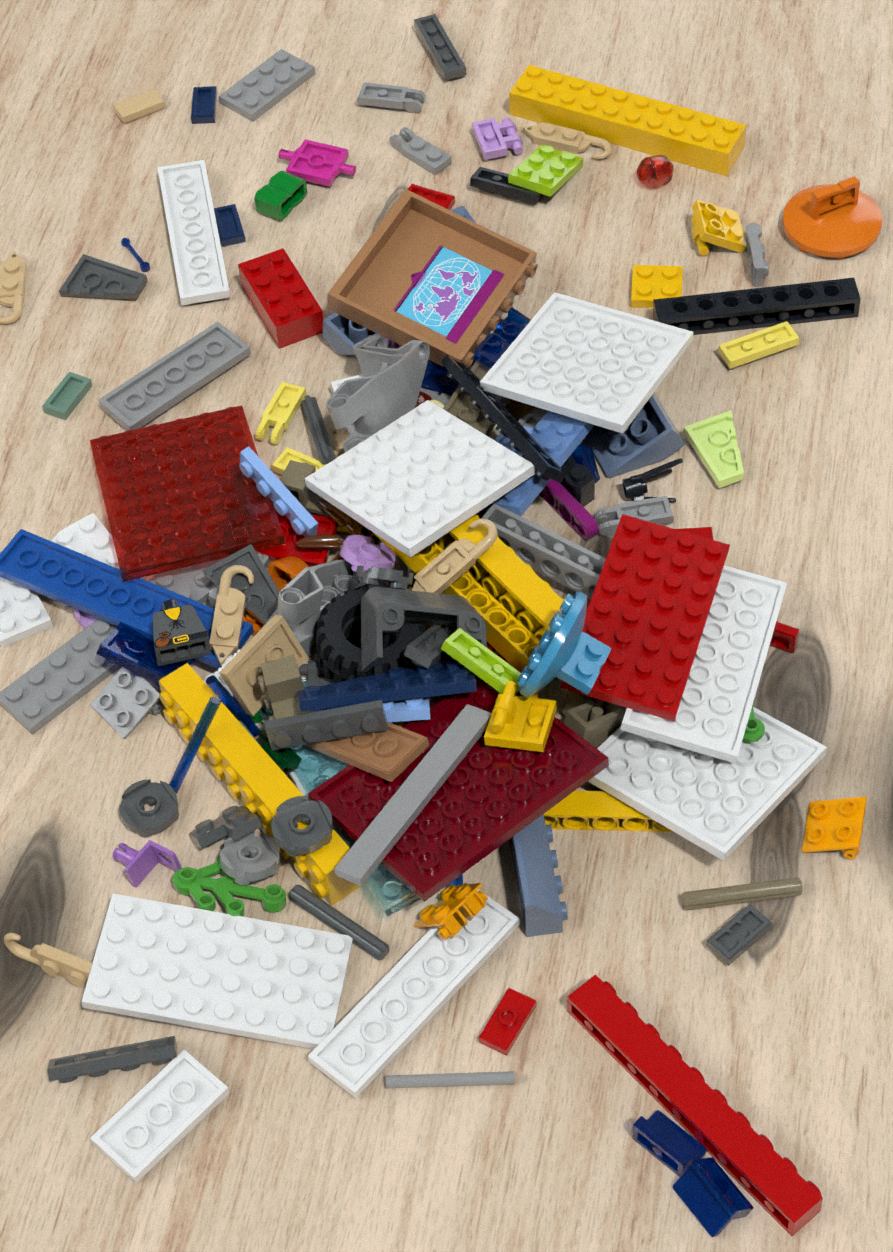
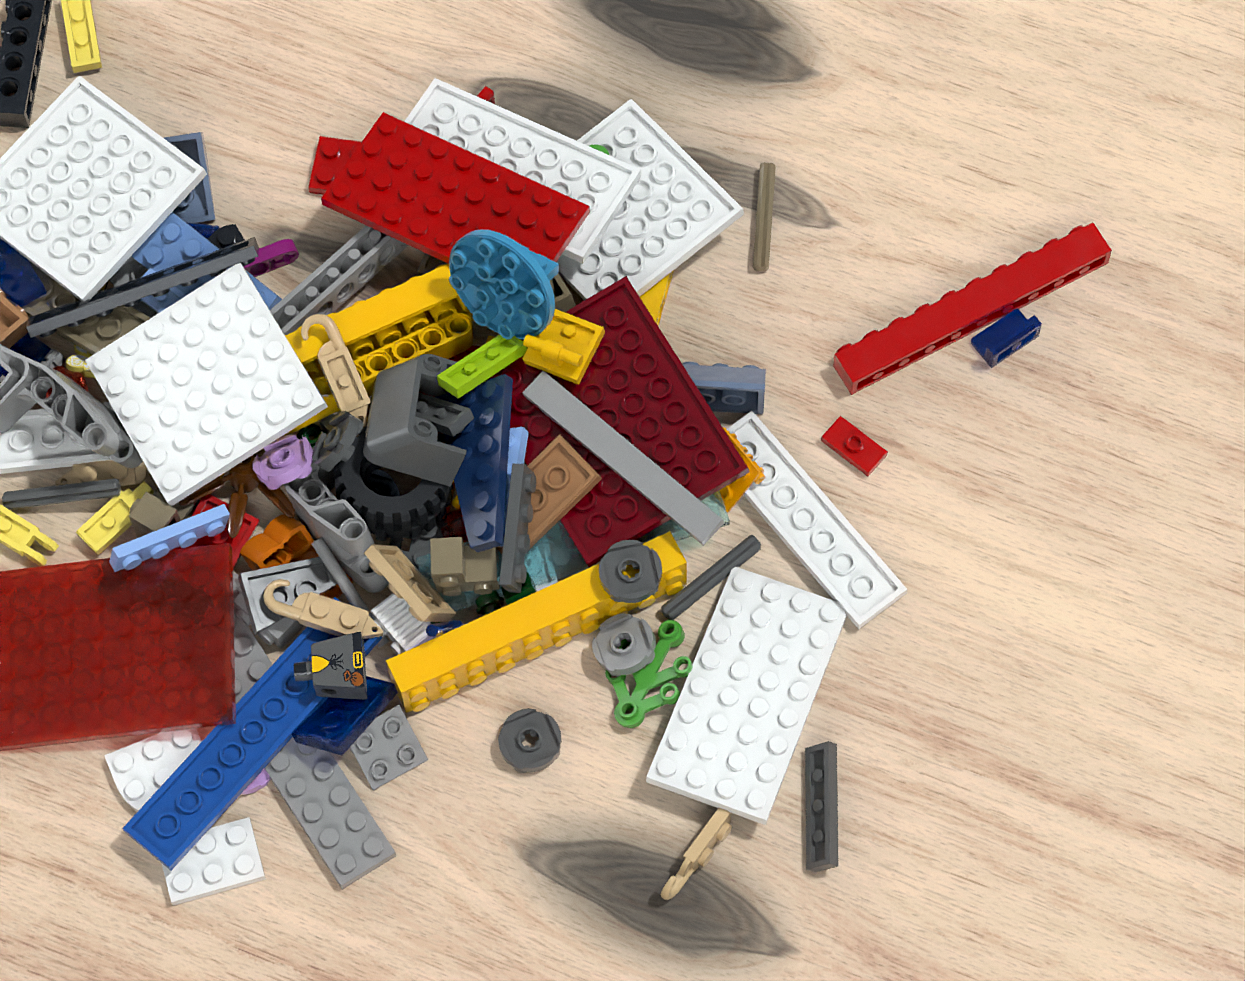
camera: 80 degrees left, 15 degrees up
(142, 862) = (596, 756): medium lavender bracket -> none
(159, 1116) = (891, 770): white plate -> none
(194, 743) = (490, 667): bar -> none
(234, 822) = (574, 660): dark grey plate -> none
(450, 1079) = (904, 508): light grey bar -> none
(636, 485) = (244, 194): black plant -> none
(653, 510) = (282, 201): light grey hinge -> none
(711, 1195) = (1065, 313): clear blue panel -> none
(717, 448) = (211, 106): yellowish green wing -> none
(739, 934) = (809, 228): dark grey plate -> none
(835, 826) = (712, 118): light orange hinge -> none

